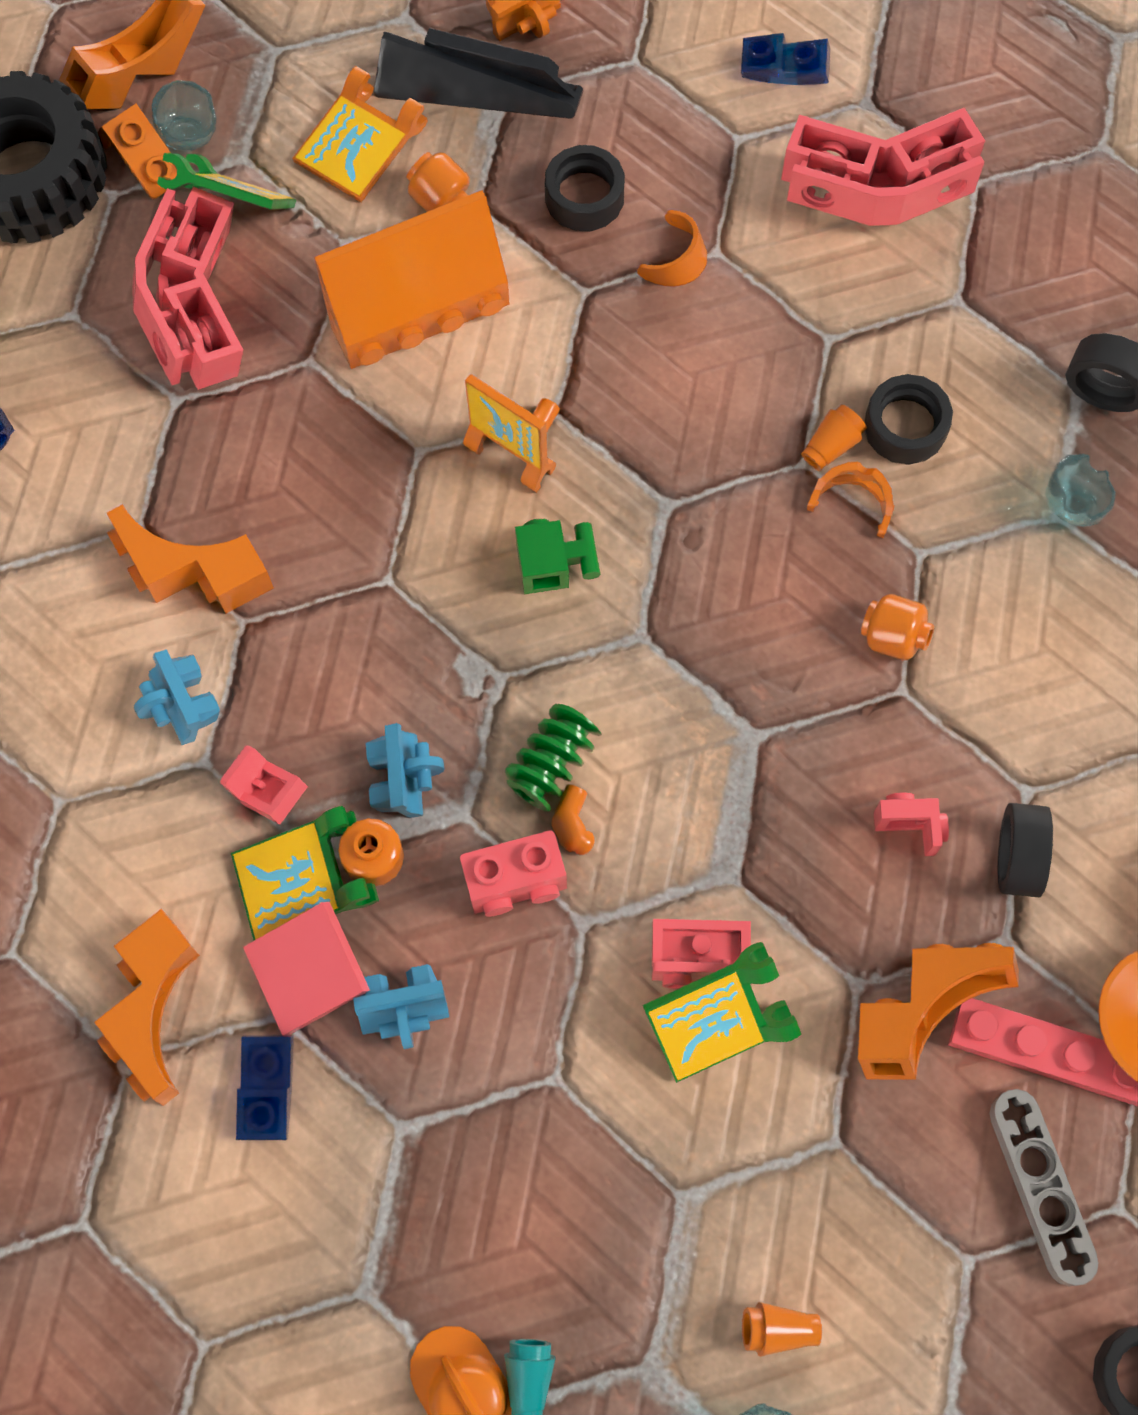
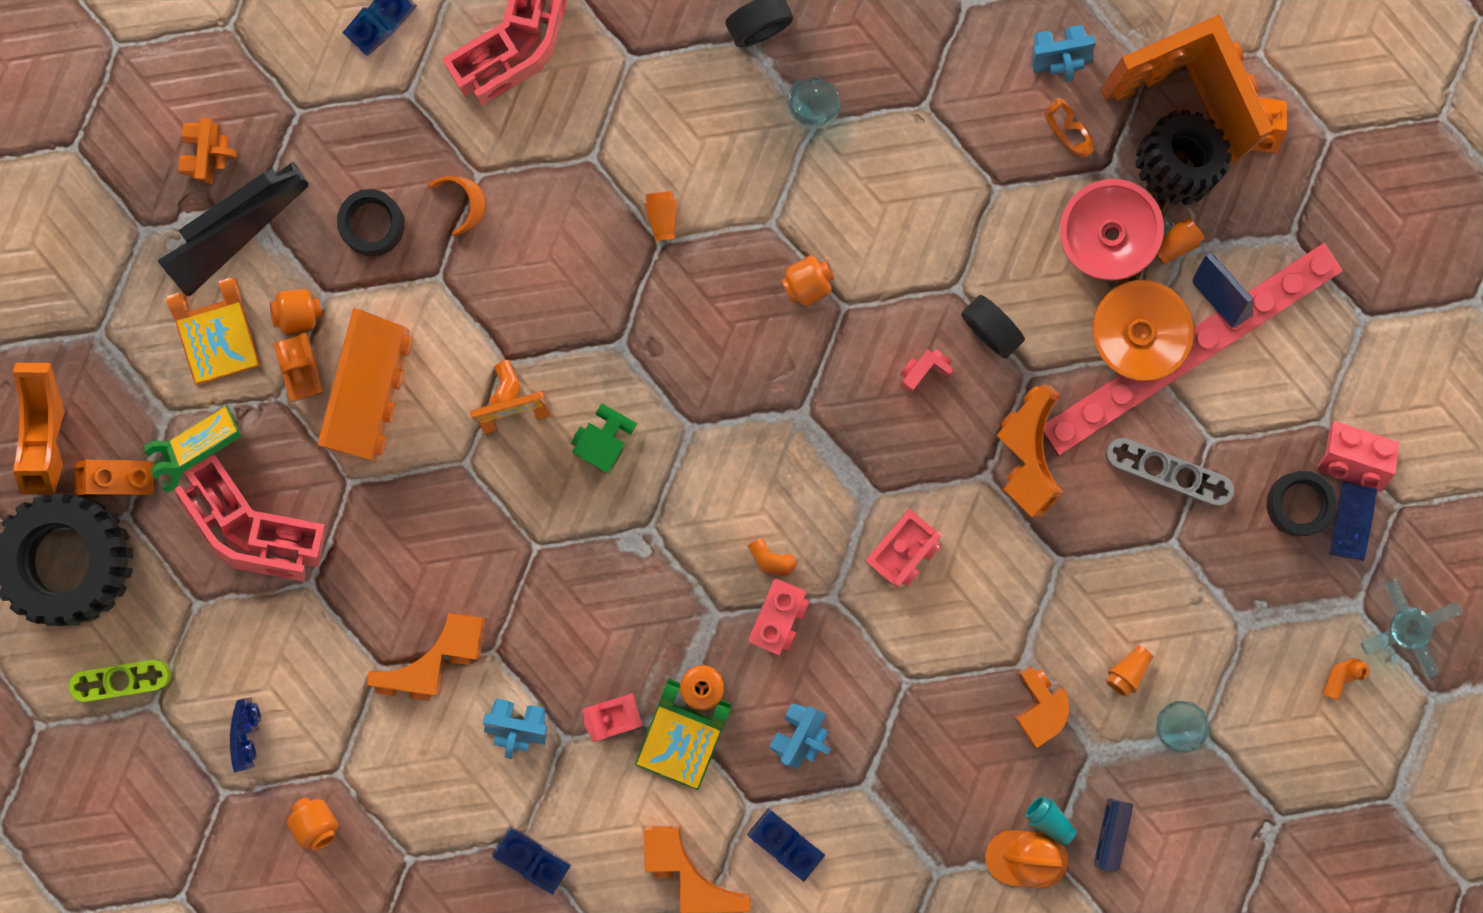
camera: 50 degrees left, 15 degrees up
(42, 824) = (531, 859): none -> clear blue slope
(184, 115) = (113, 432): clear light blue hair -> none
(306, 968) = (740, 773): coral tile -> none
(385, 211) = (298, 367): none -> orange hips
(408, 771) = (668, 628): dark azure hips -> none
(549, 755) = (726, 542): green piece -> none
(650, 1269) = (1048, 714): none -> orange brick
(720, 1016) = (949, 568): flag -> none
(862, 477) = (704, 216): orange helmet -> none
(915, 389) = (685, 134): black tyre -> none

